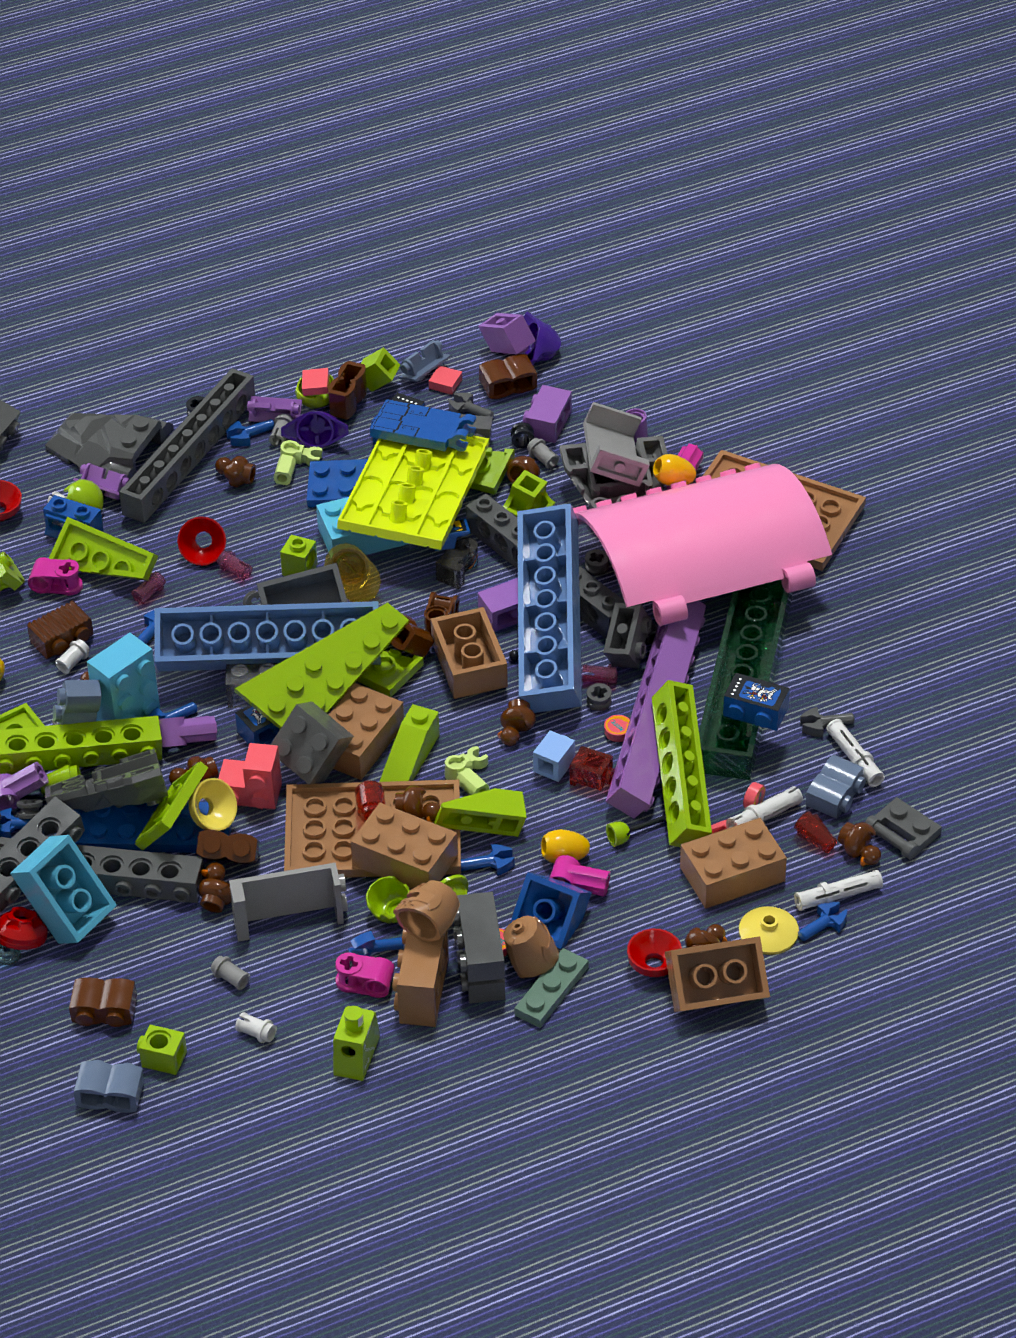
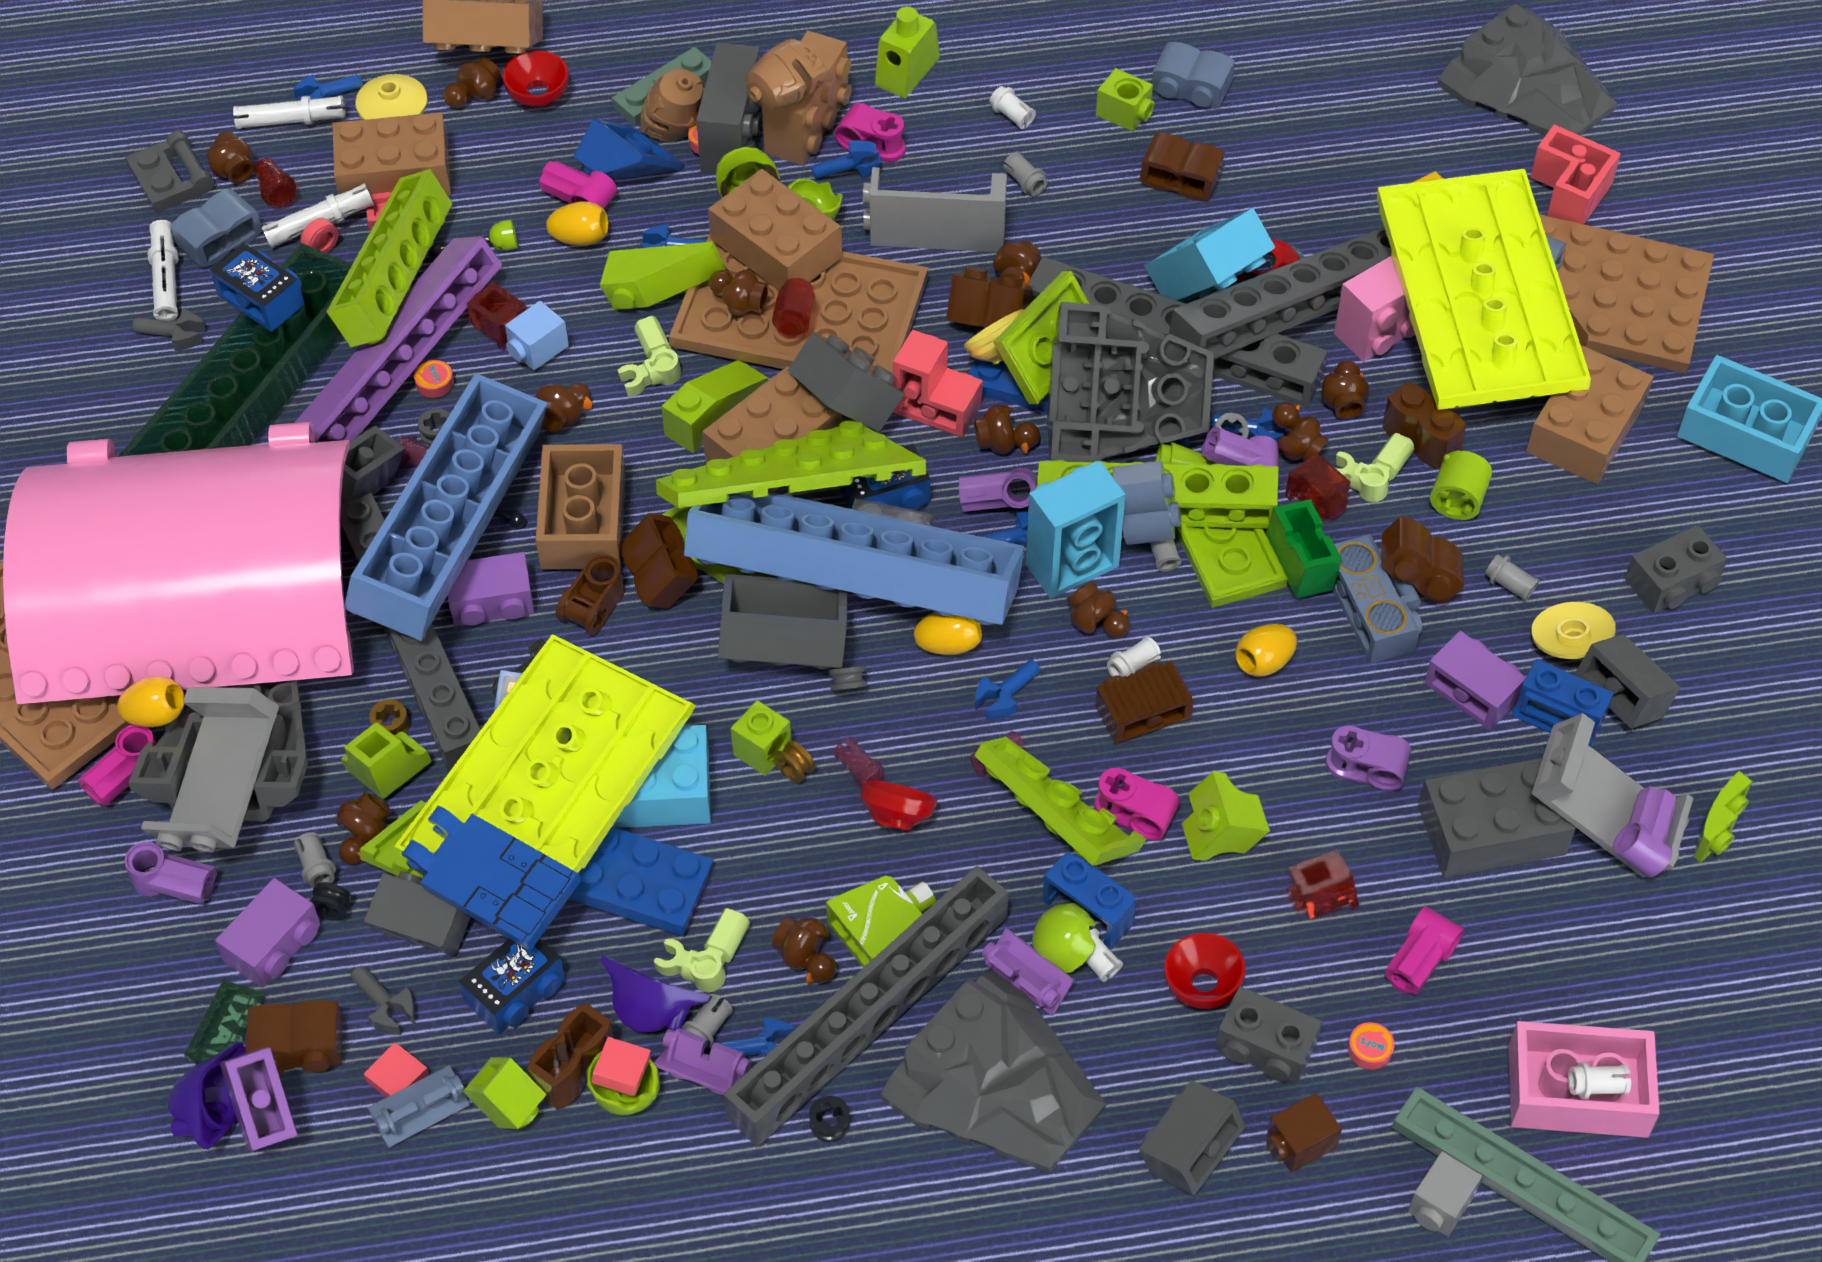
camera: 165 degrees left, 10 degrees up
(196, 488) = (876, 915): none -> lime torso
(271, 555) = (794, 761): none -> pearl gold bush
(357, 572) = (692, 686): clear yellow piece -> none
(551, 373) = (224, 1021): none -> clear green tile

